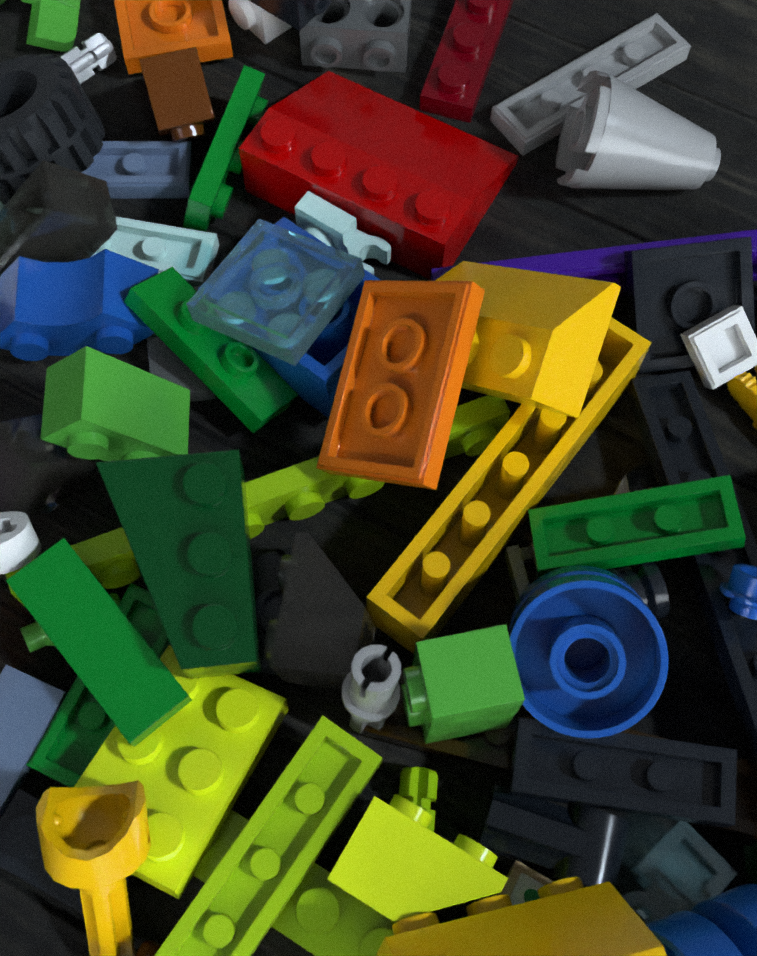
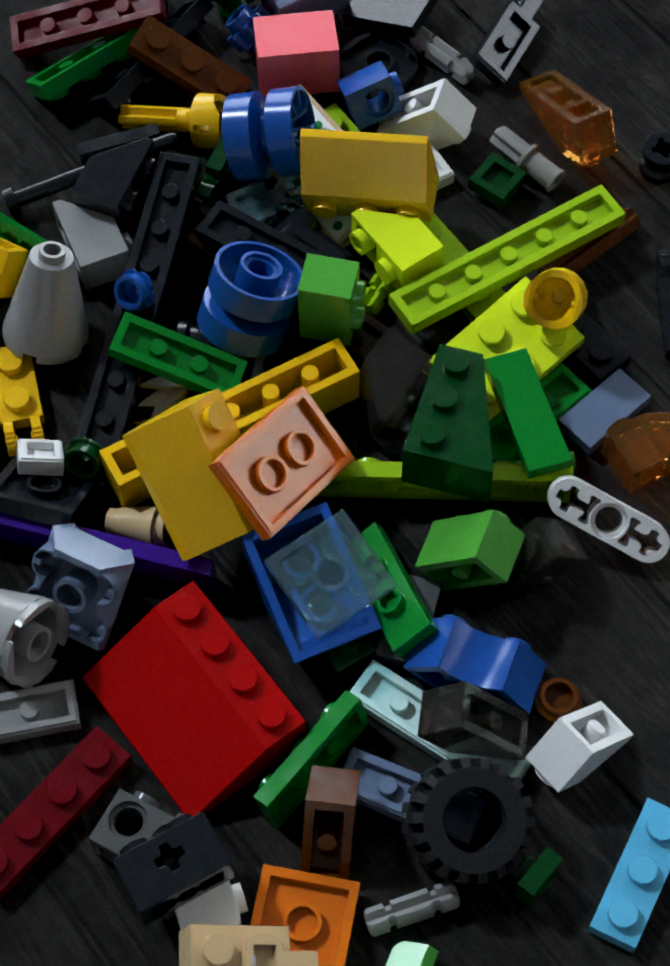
camera: 155 degrees left, 5 degrees down
(339, 230) = (267, 652): light aqua plate -> none
(371, 687) = (380, 311): light grey axle -> none
(580, 211) = (85, 578): none -> sand blue slope
(669, 354) = (83, 458): none -> dark green plate

